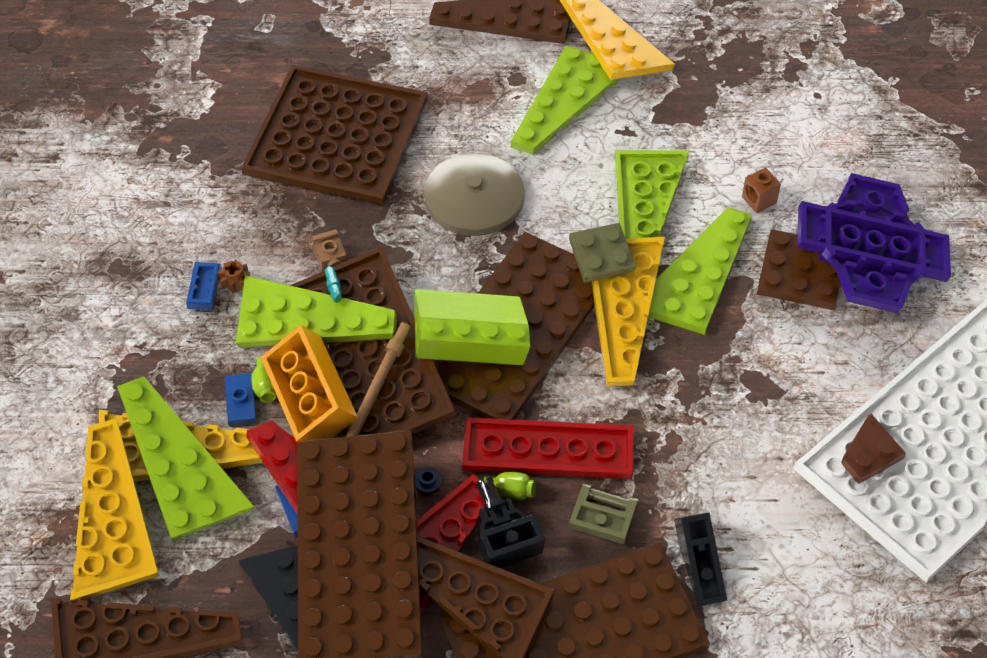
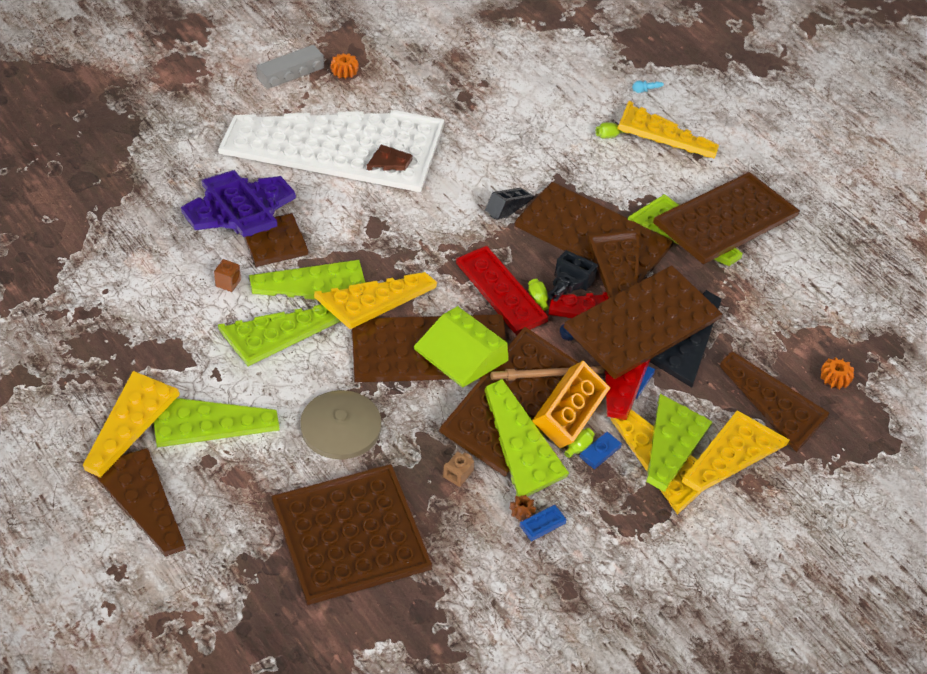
camera: 130 degrees left, 5 degrees down
(333, 284) = (492, 433): teal piece -> none
(601, 520) = (524, 248): olive plate -> none
(602, 252) = (355, 311): olive plate -> none

